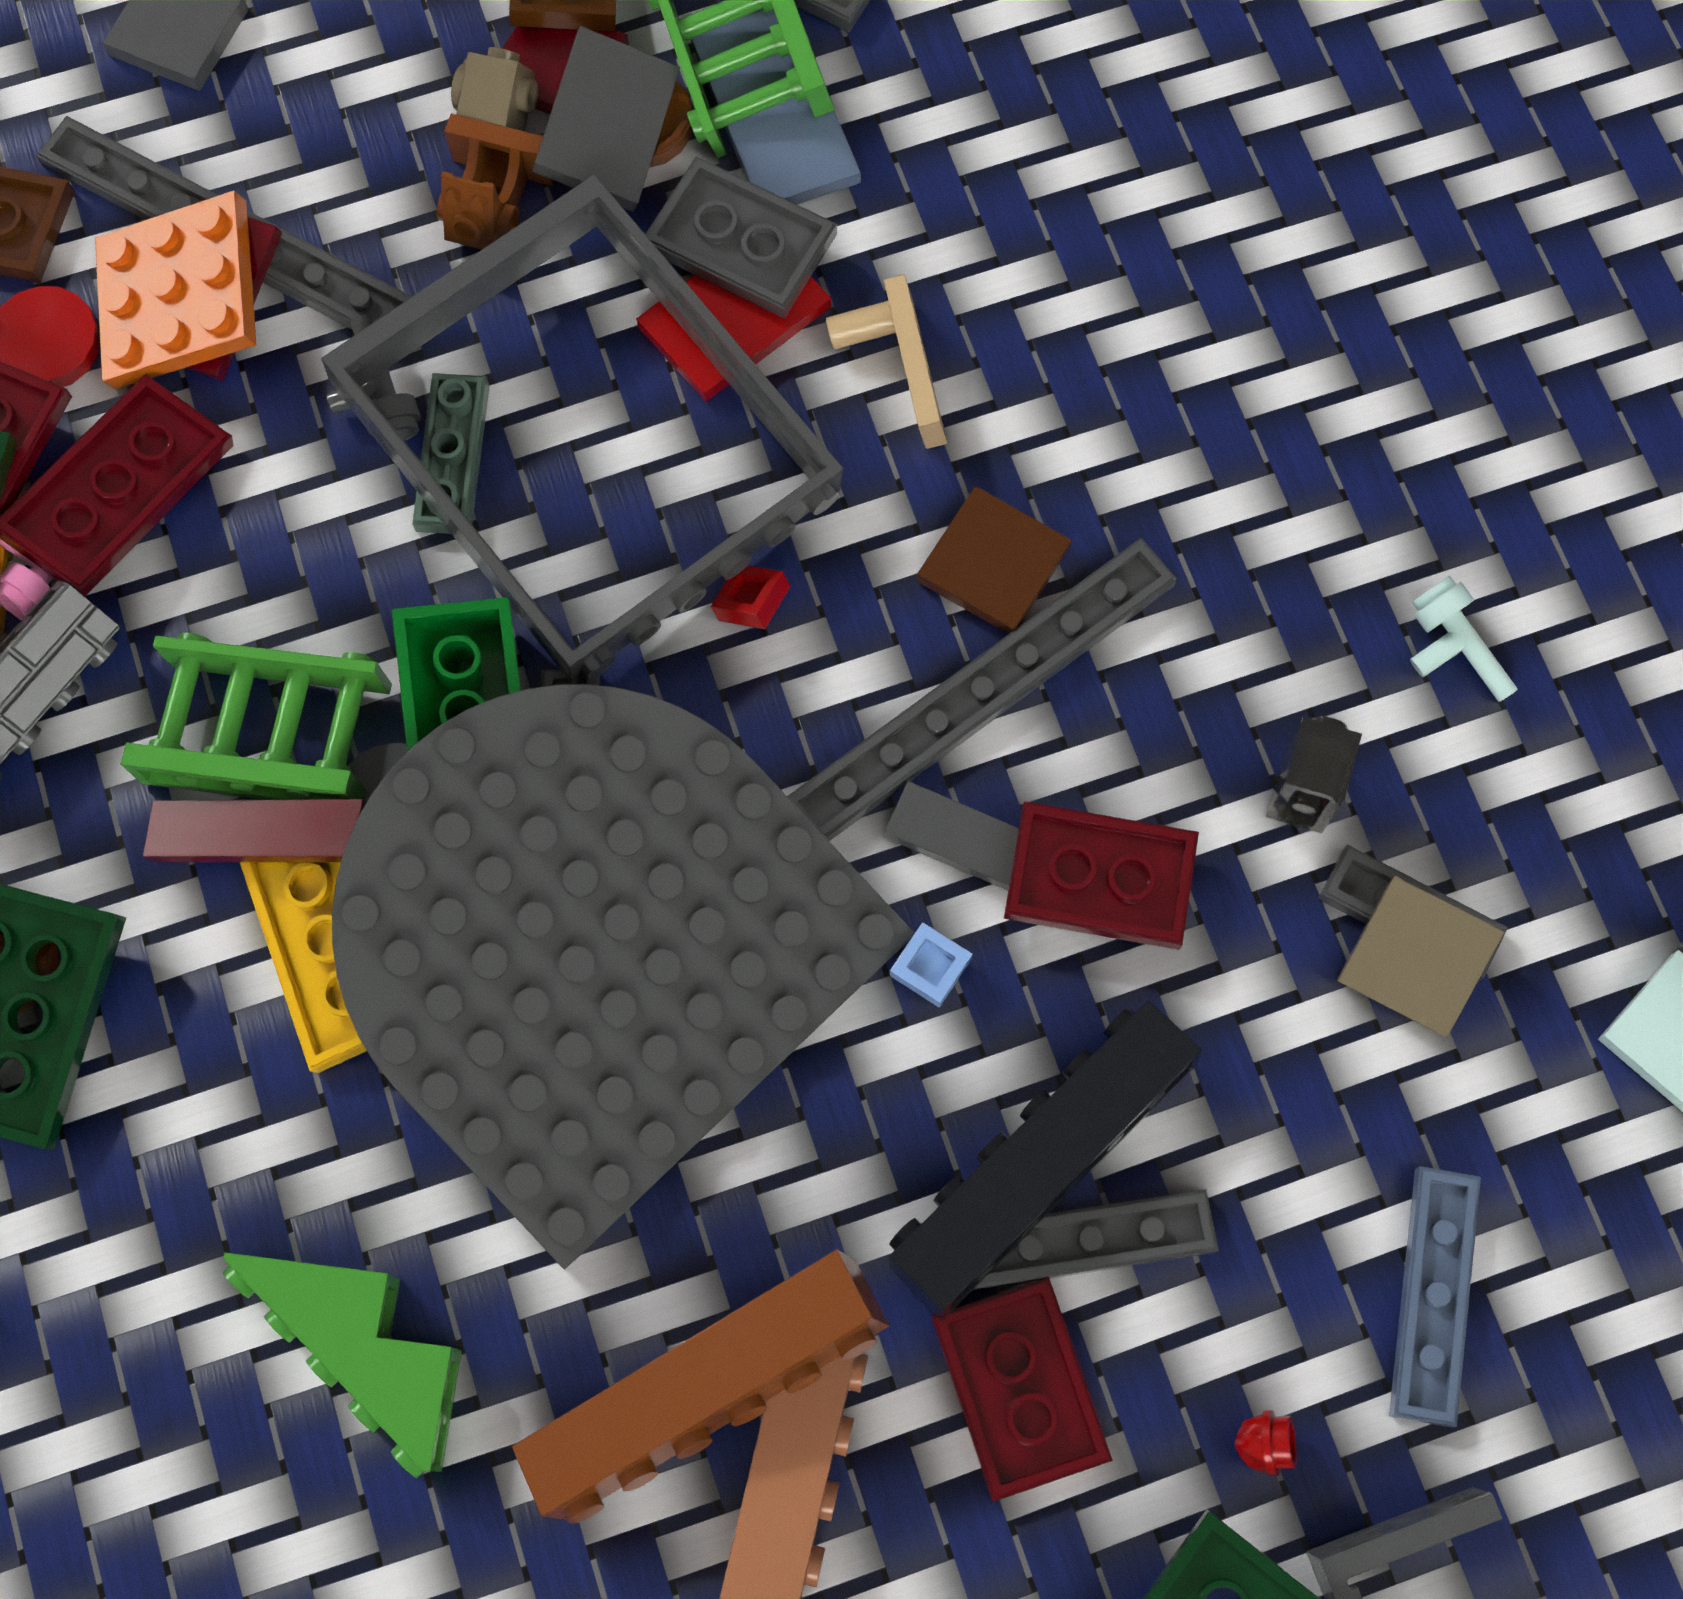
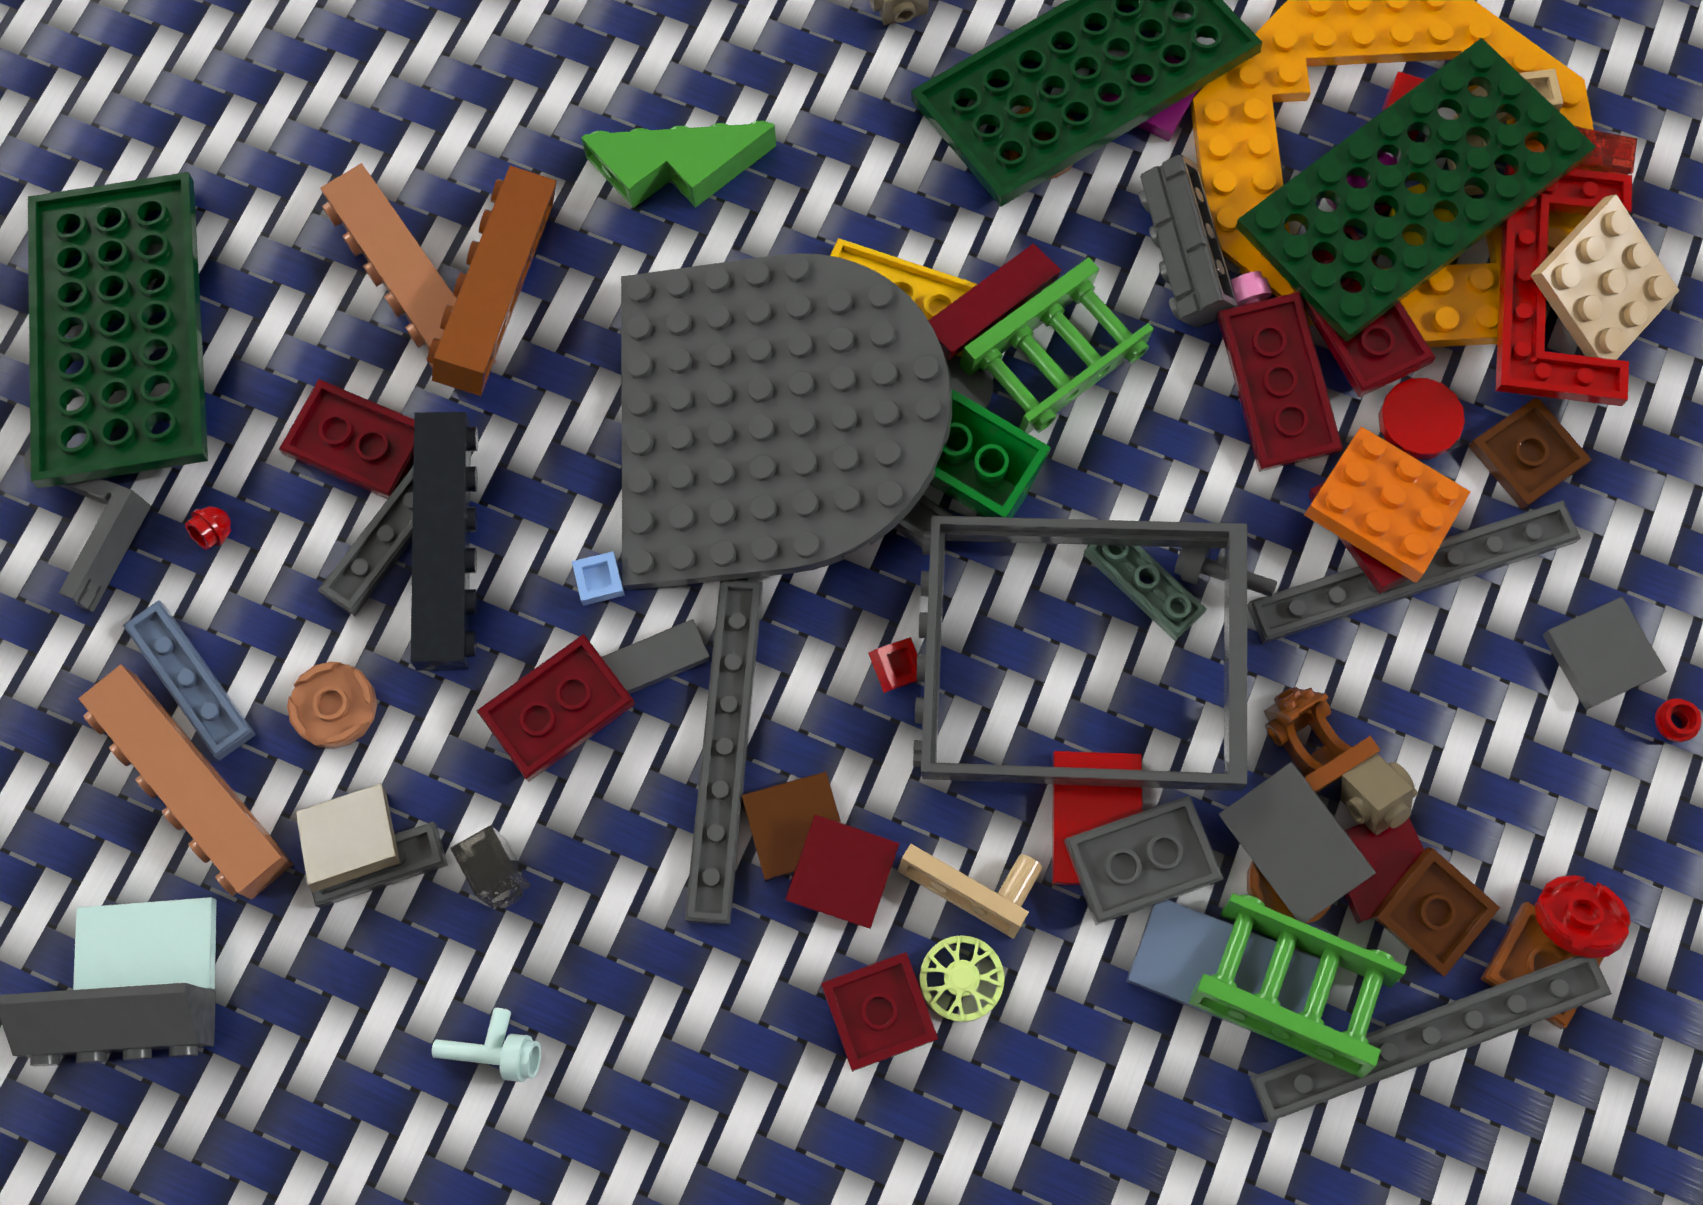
camera: 130 degrees right, 0 degrees up
(990, 310) = (962, 978): none -> yellowish green wheel
(998, 476) = (842, 871): none -> dark red tile
(1089, 345) = (879, 1011): none -> dark red plate
(1312, 1115) = (332, 705): none -> nougat tile
(1535, 1181) = (185, 782): none -> nougat brick

